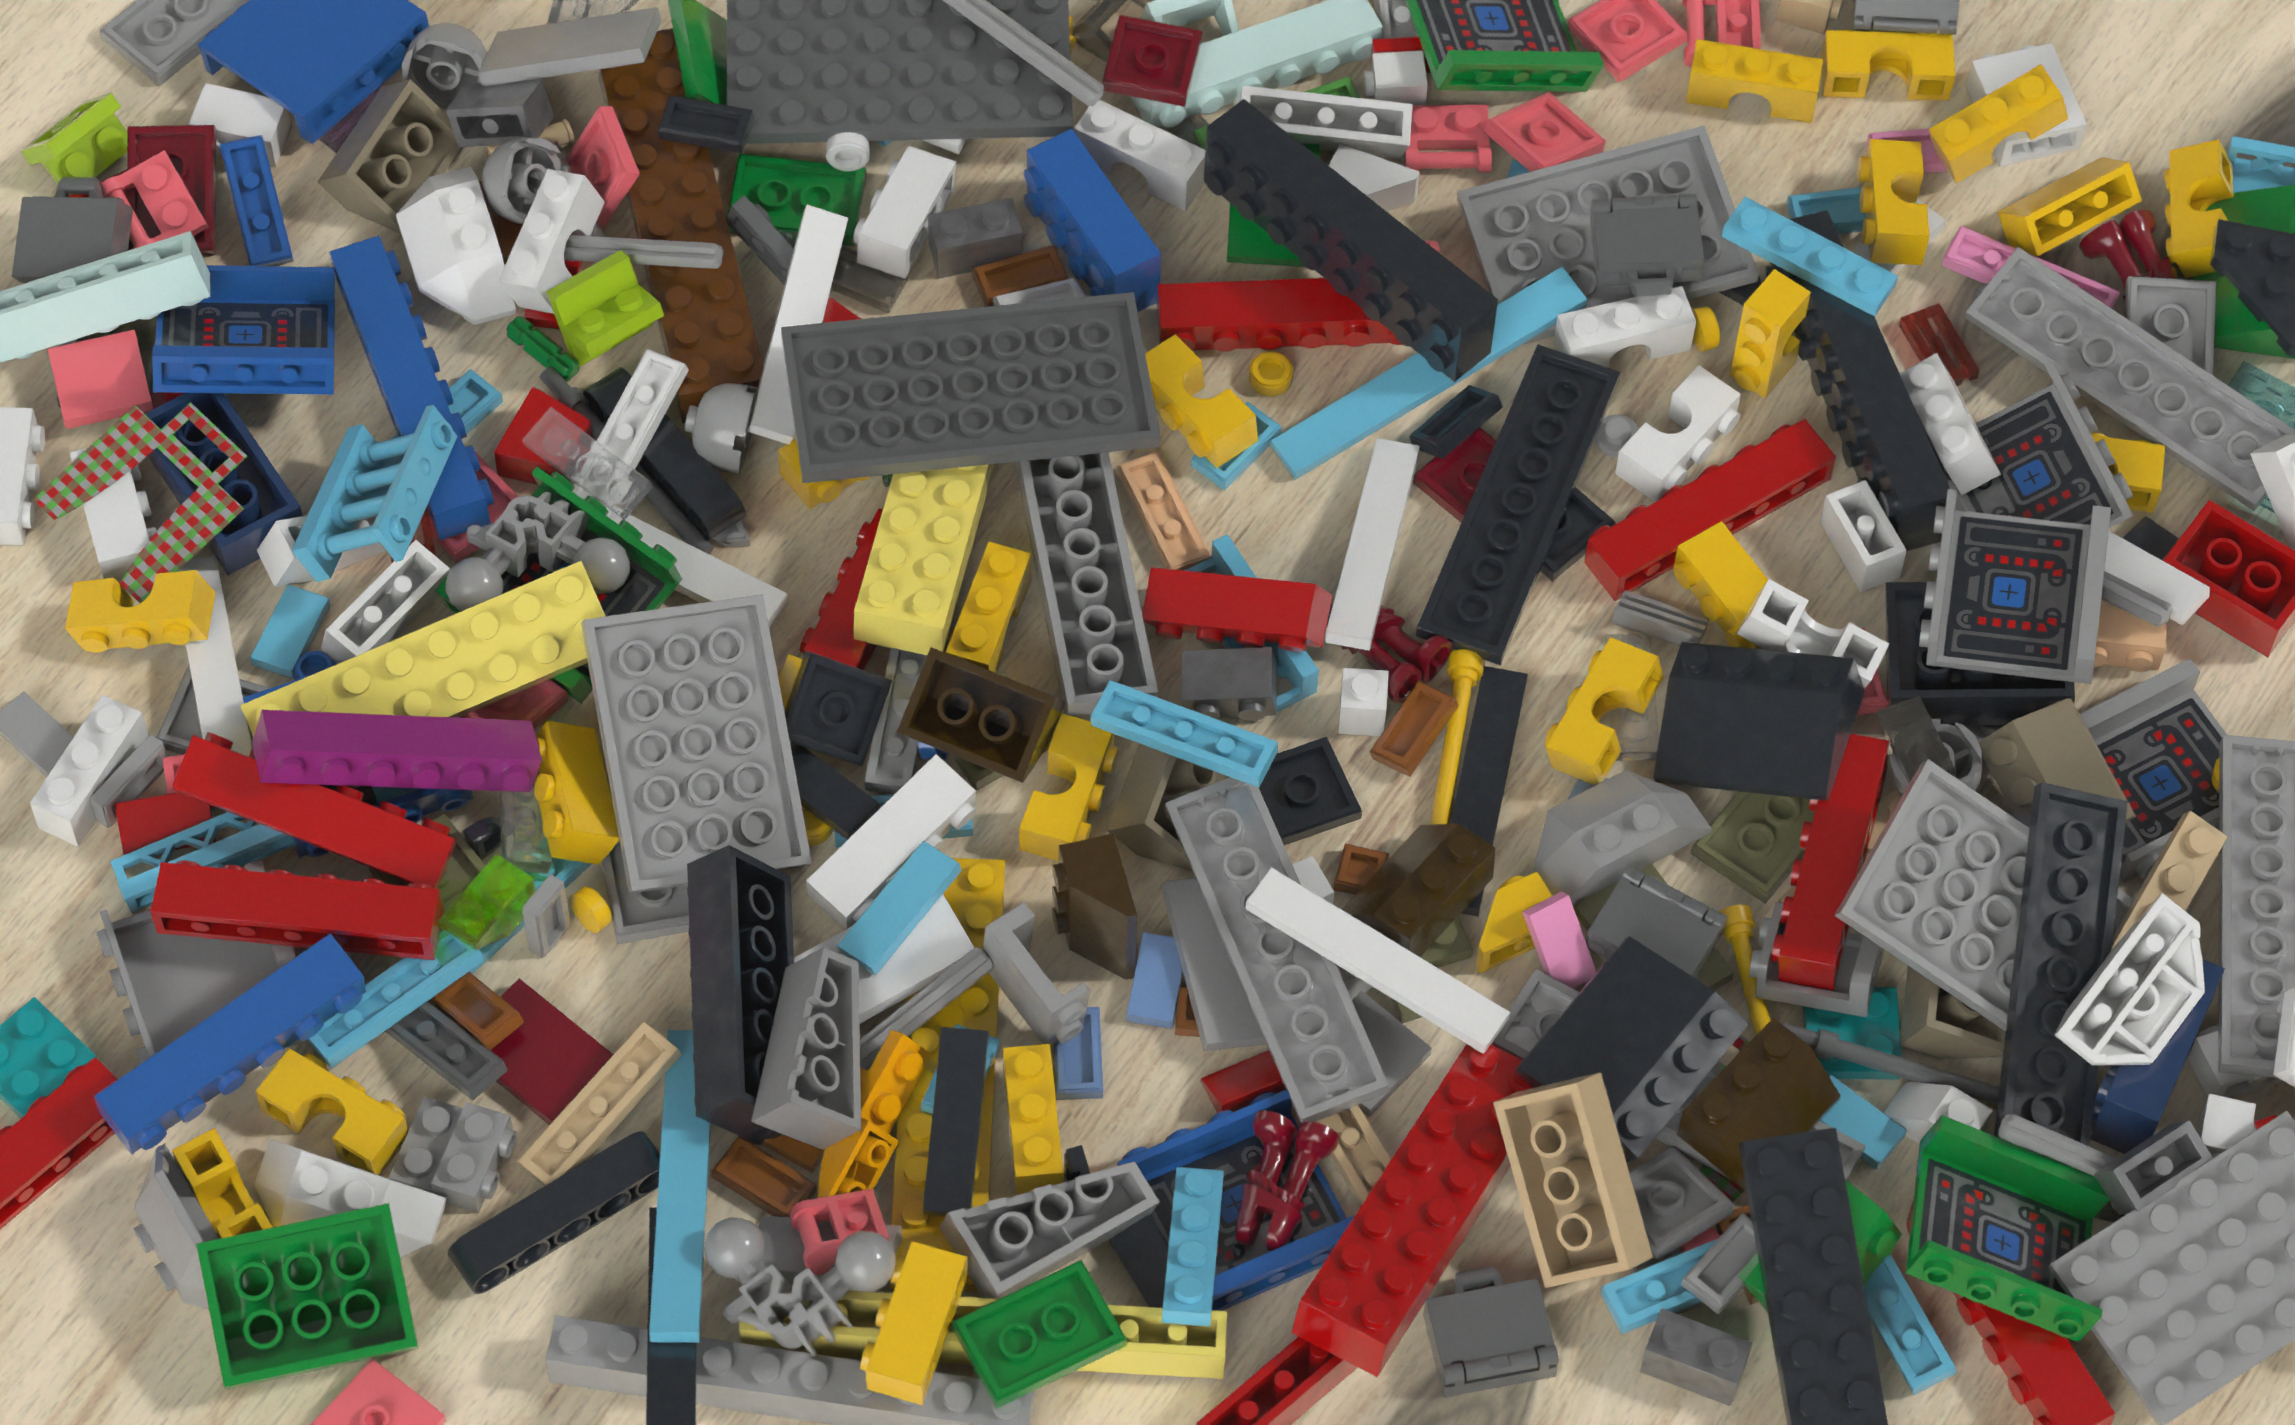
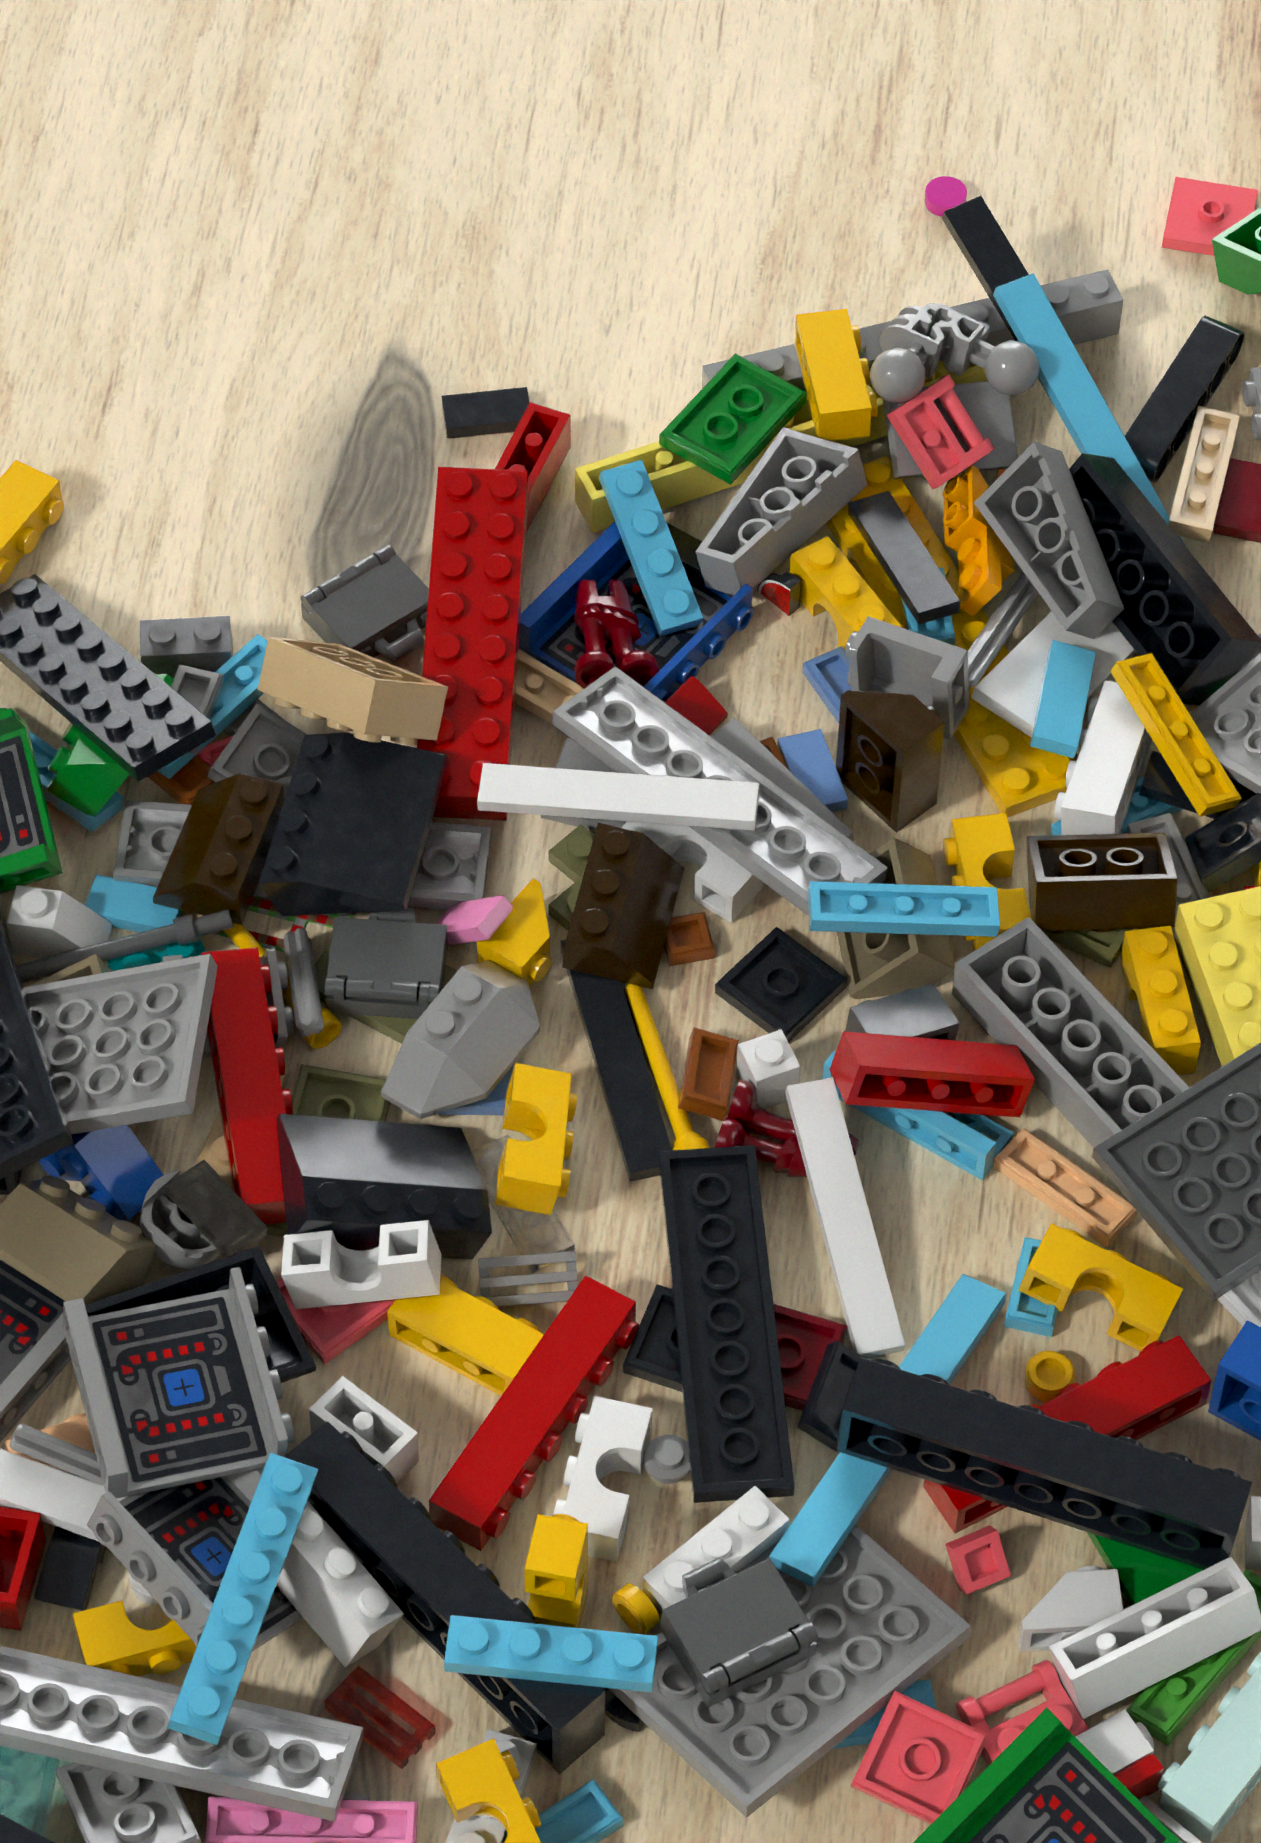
camera: 155 degrees right, 5 degrees down
(822, 824) = (1175, 734): none -> yellow tile
(1740, 944) = (303, 982): none -> light grey axle
(2034, 384) = (243, 1599): none -> medium azure plate

